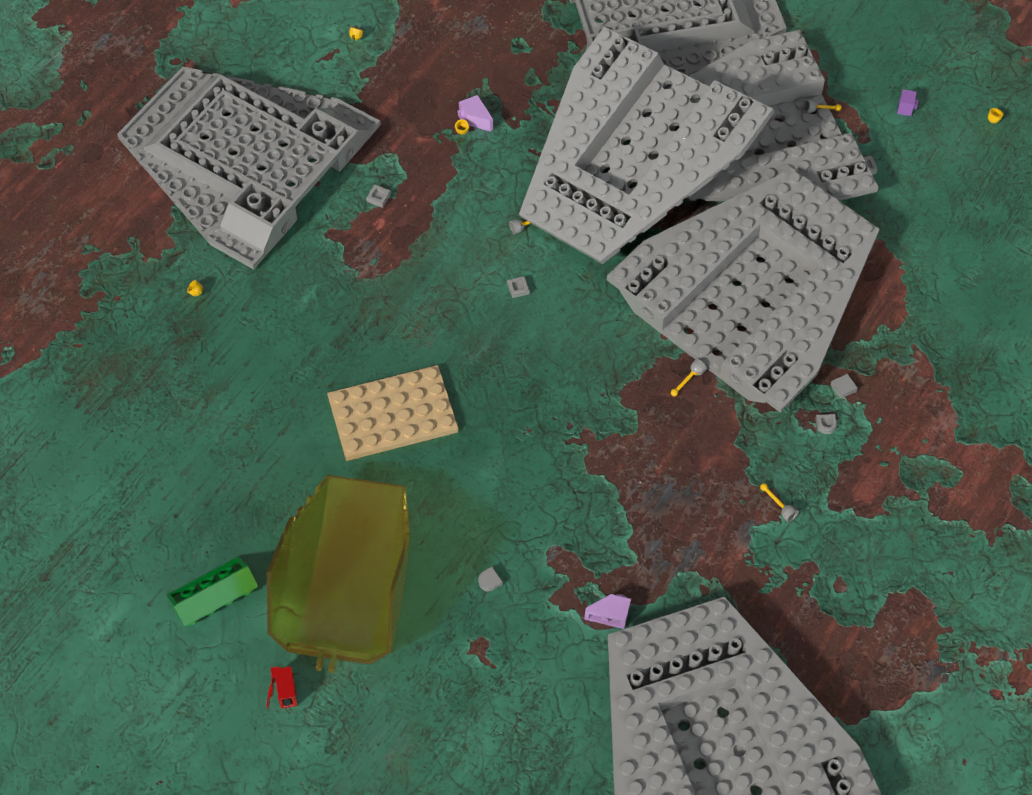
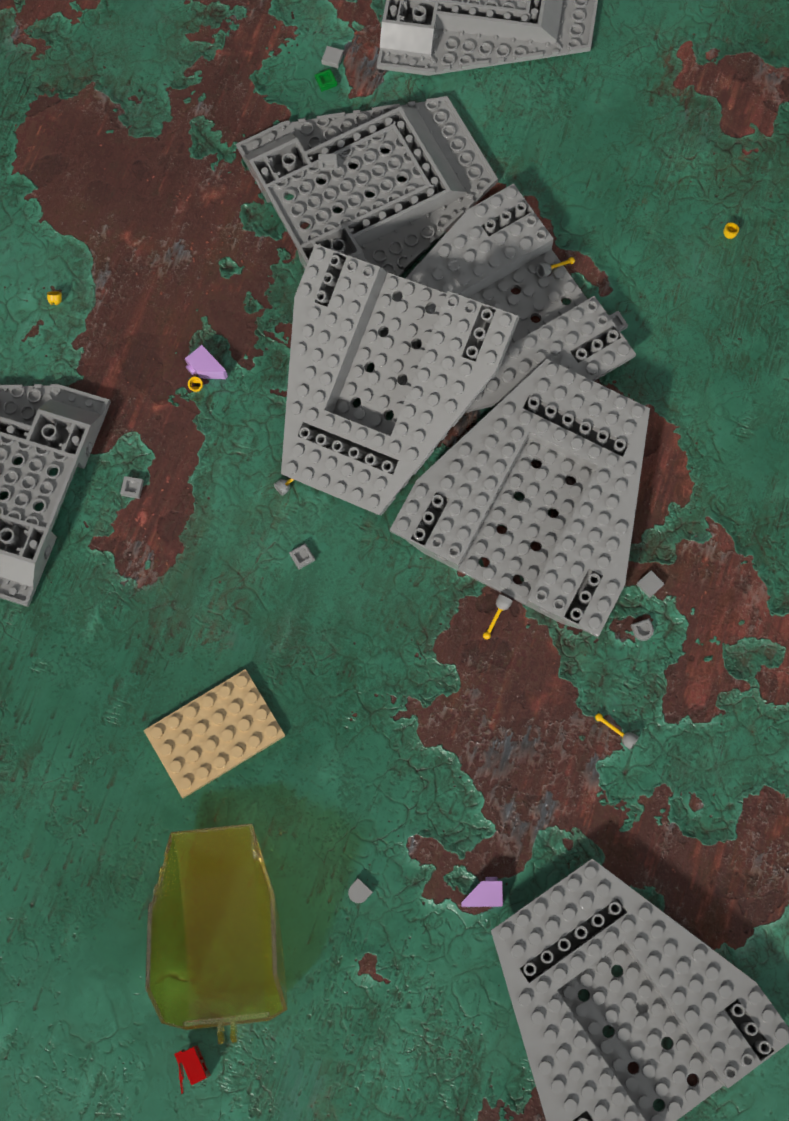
camera: 10 degrees left, 15 degrees up
(212, 591) = (91, 981): green slope -> none
(907, 102) = (640, 238): medium lavender plate -> none

